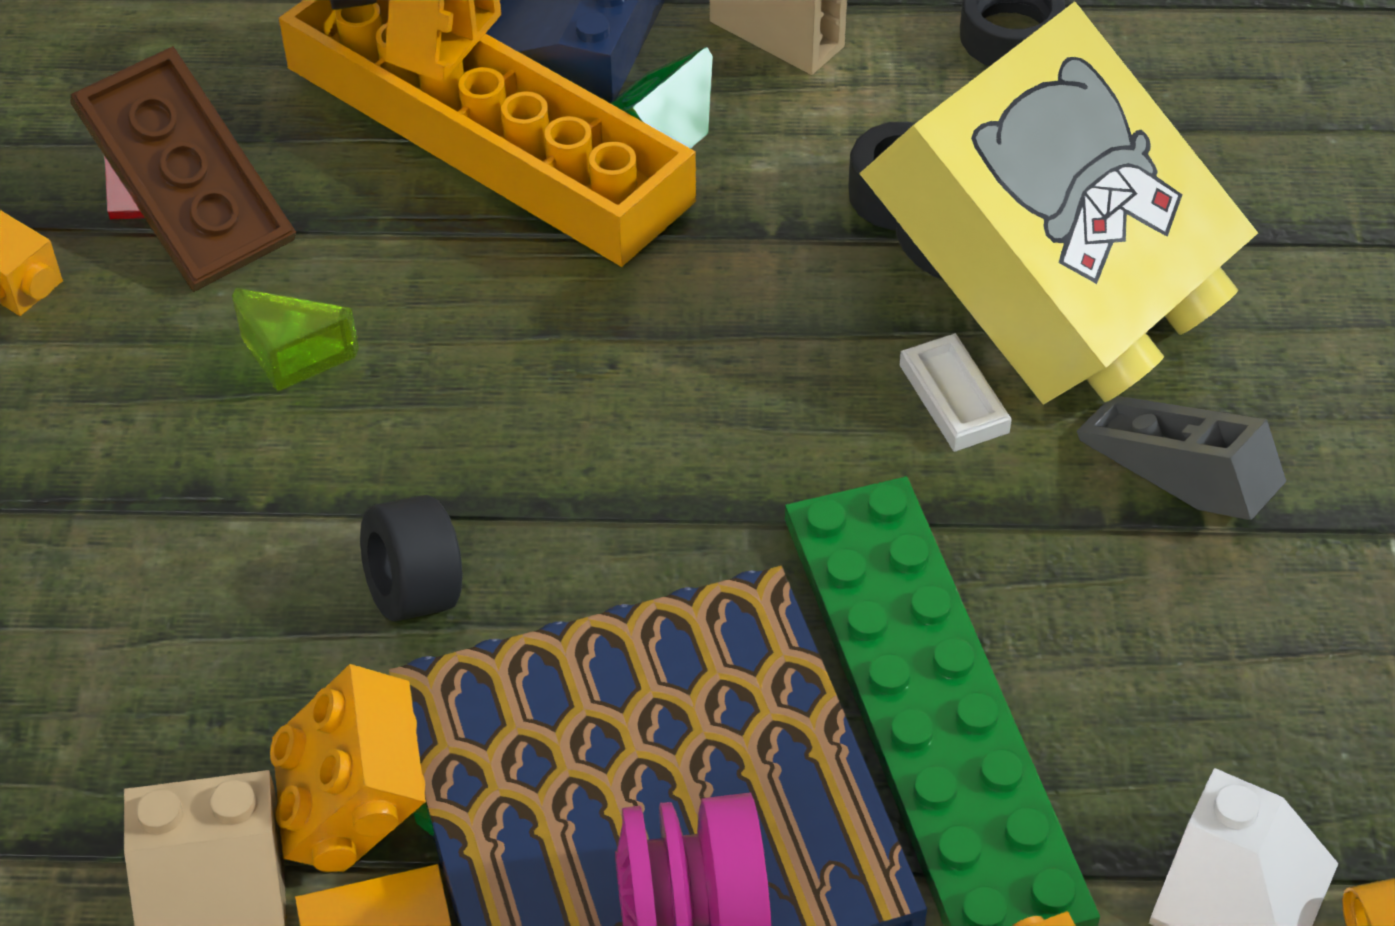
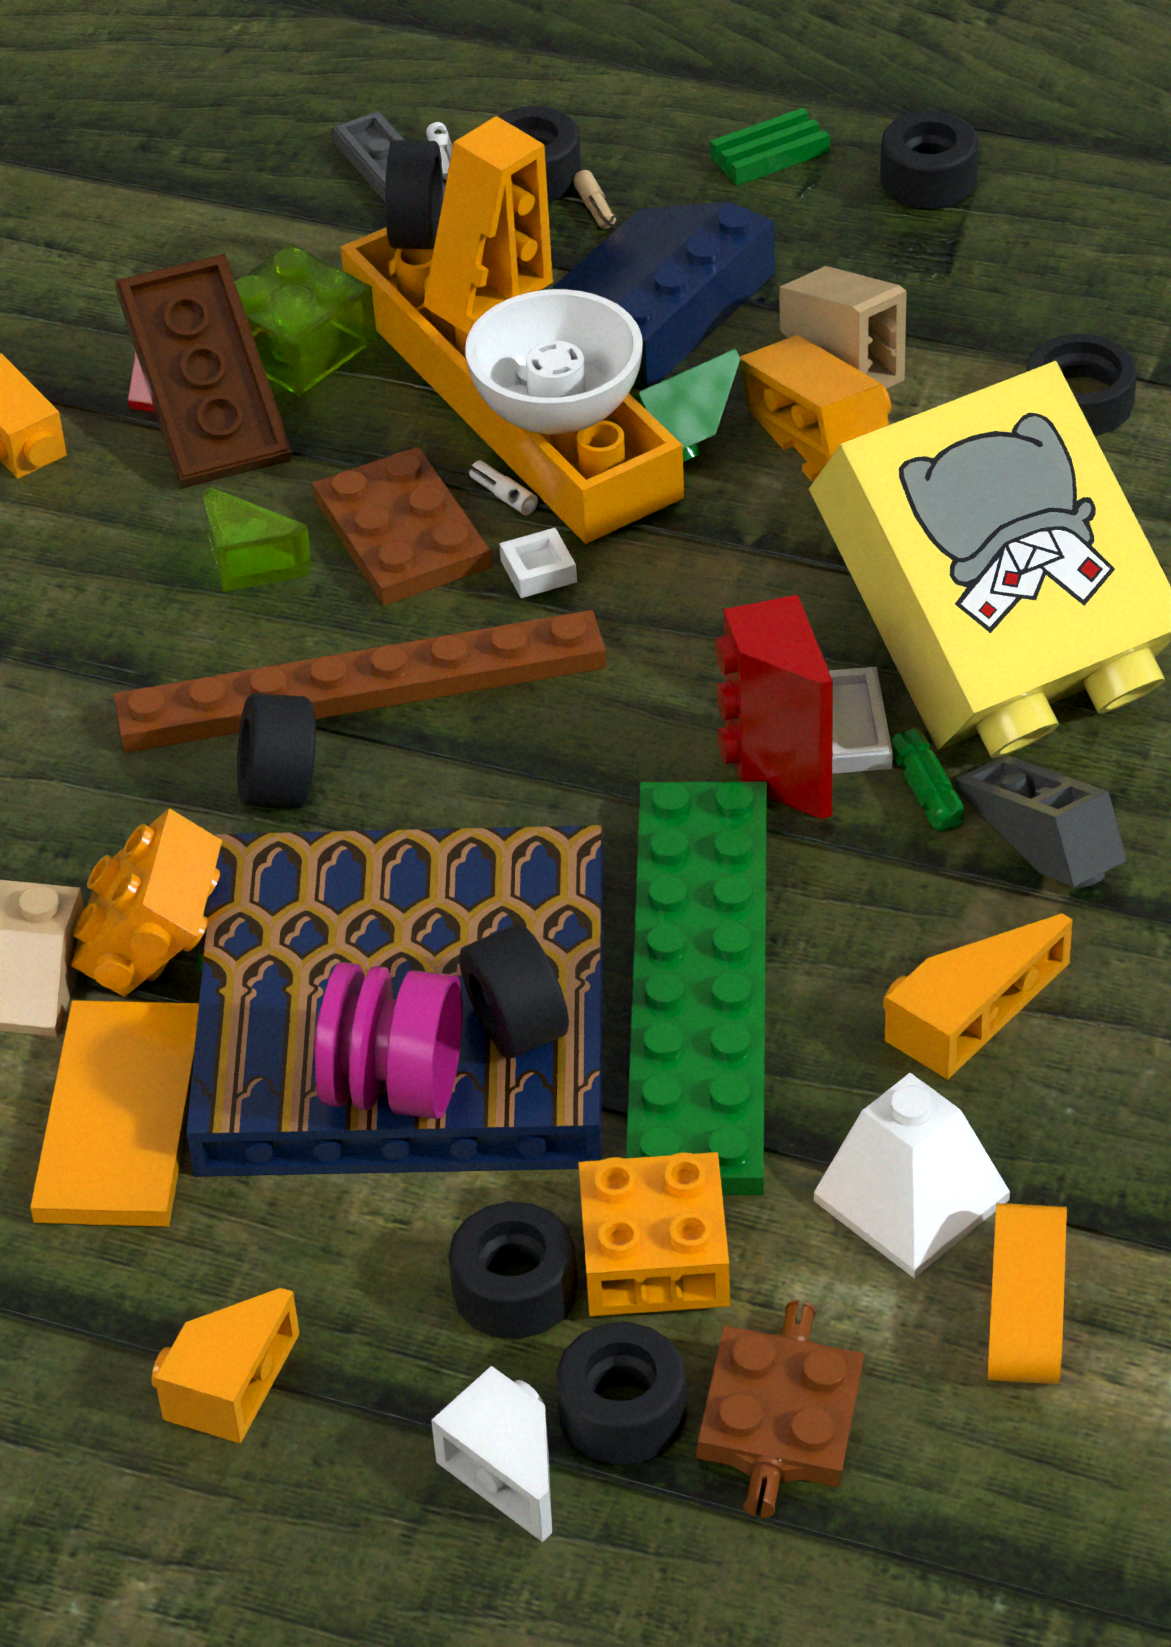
camera: 20 degrees right, 5 degrees down
(263, 91) = (305, 316): none -> clear neon green brick
(433, 286) = (401, 525): none -> dark orange plate
(452, 459) = (366, 678): none -> dark orange plate
(521, 227) = (504, 488): none -> white pin
(555, 91) = (554, 359): none -> white piece
(587, 296) = (538, 562): none -> white plate
(797, 782) = (514, 990): none -> black tyre
(799, 89) = (811, 399): none -> light orange wedge
(914, 398) = (776, 704): none -> red slope
(1055, 438) = (927, 780): none -> green axle
(1202, 661) = (972, 992): none -> light orange slope

